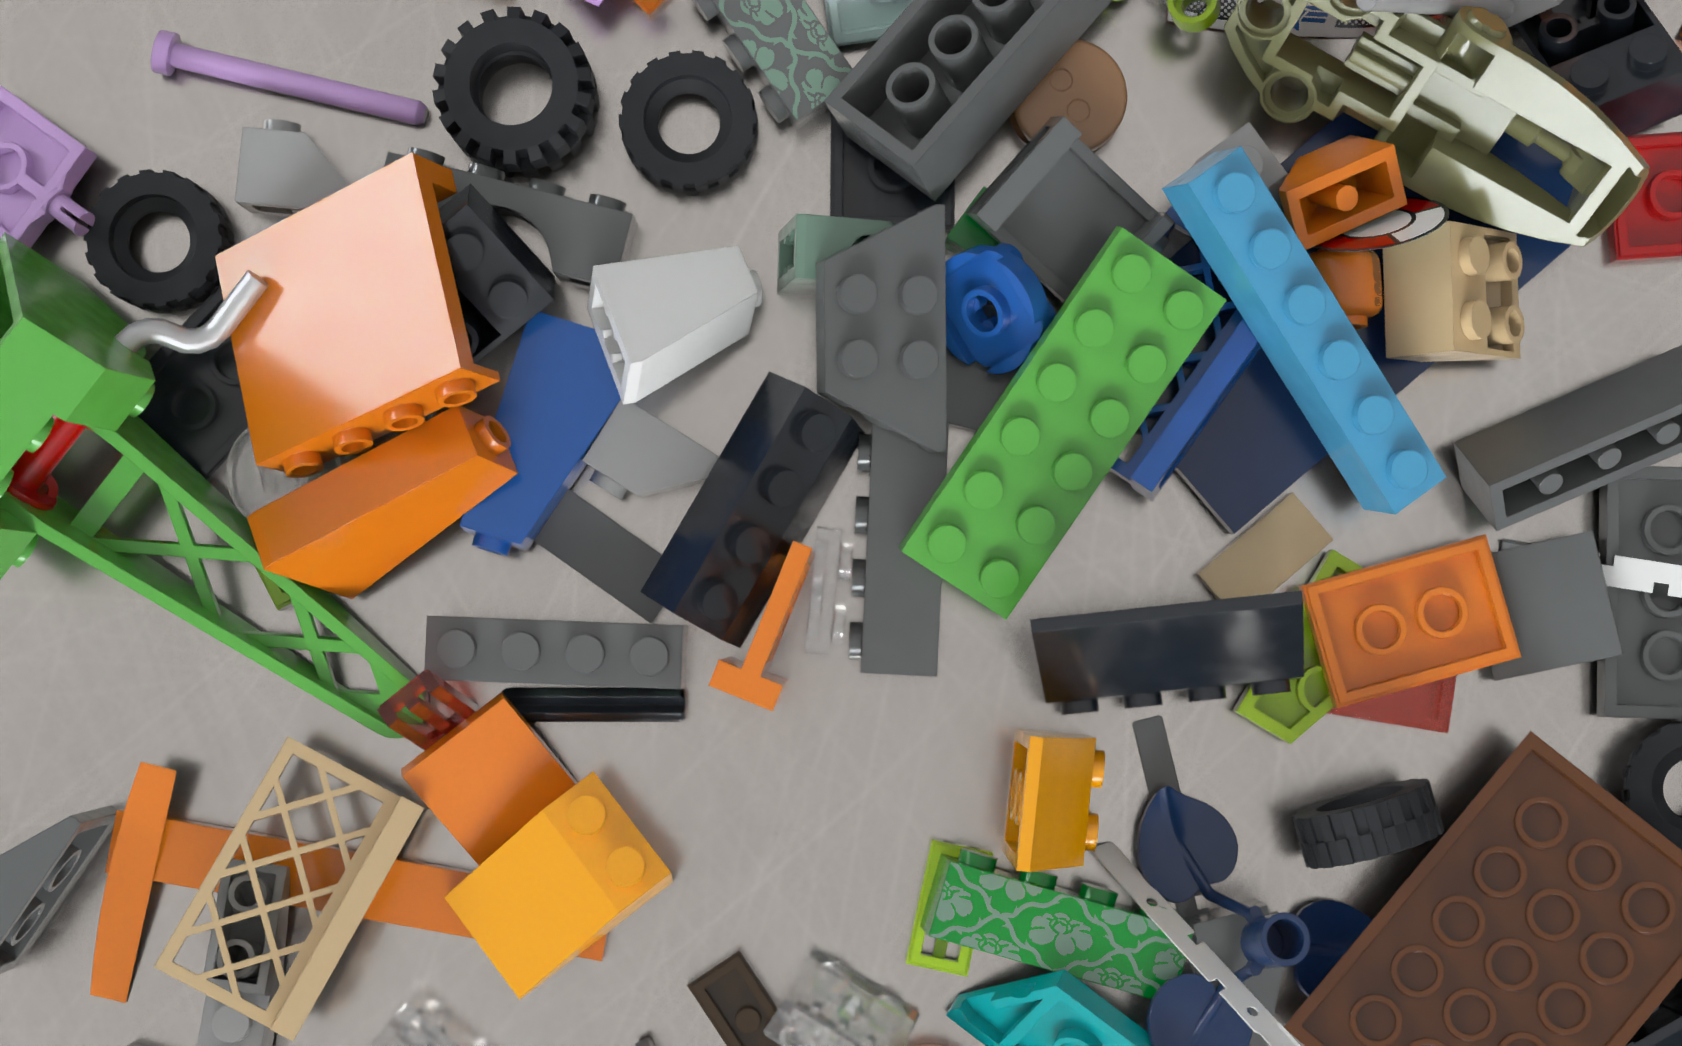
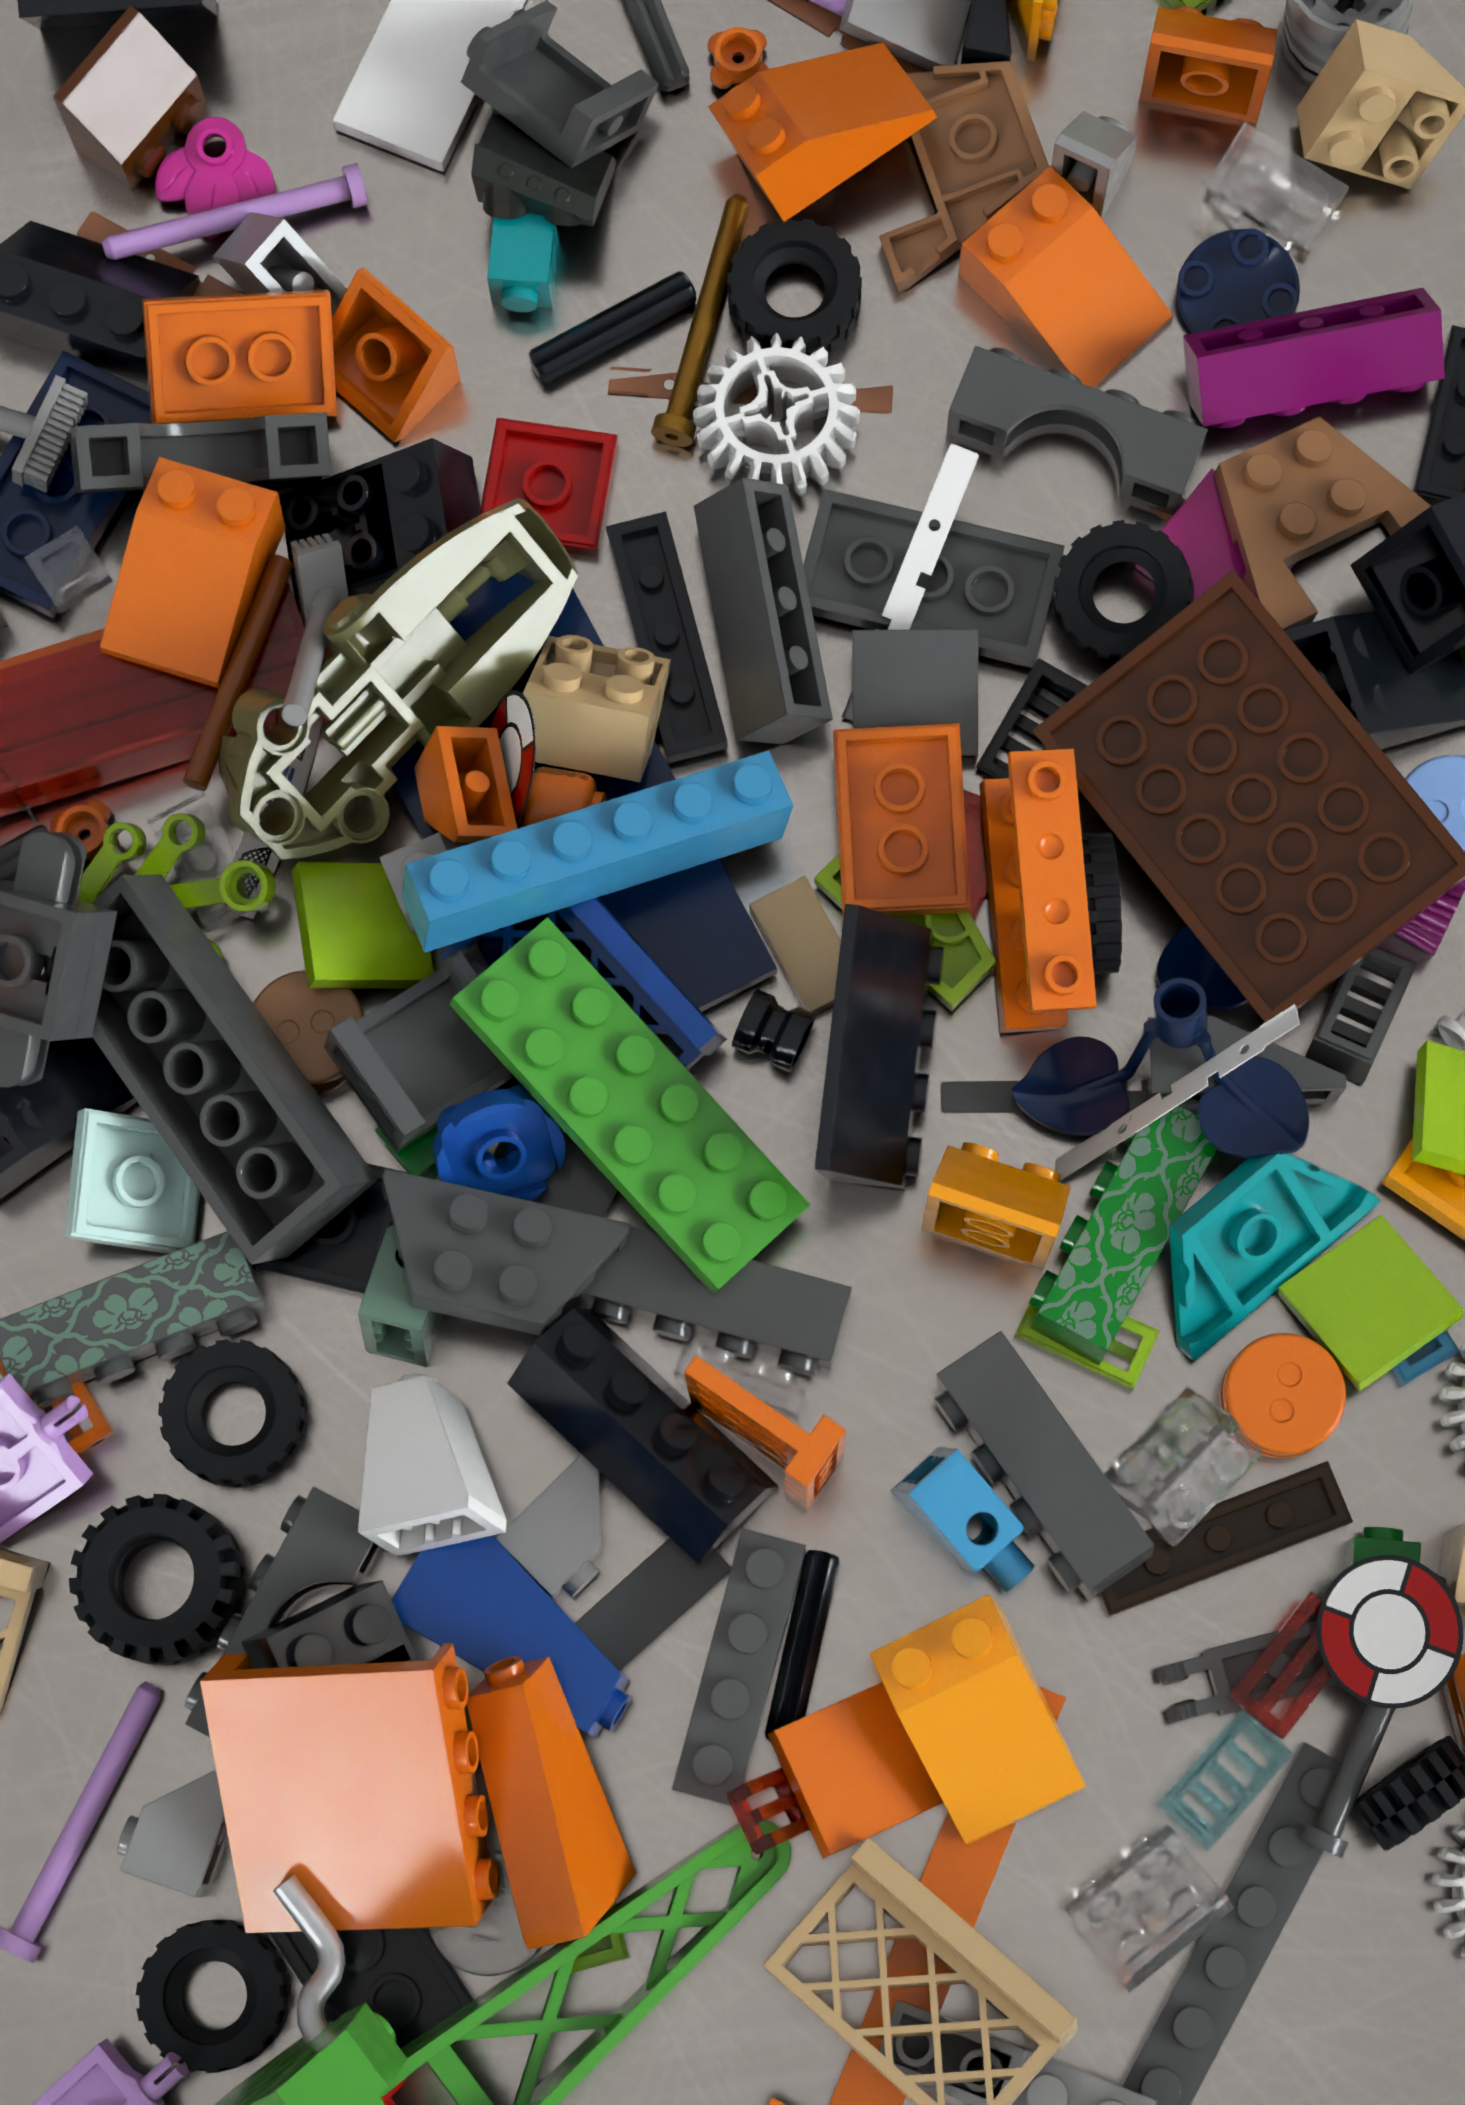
camera: 70 degrees left, 10 degrees down
(756, 817) = (943, 1498): none -> dark azure torso
(810, 895) = (1043, 1466): none -> dark grey brick
(1172, 544) = (773, 1030): none -> black wheel
(1176, 116) = (355, 928): none -> lime tile
(1368, 772) = (1037, 891): none -> orange fence
(1489, 693) = (1028, 696): none -> black slope
(1548, 349) = (667, 628): none -> black plate

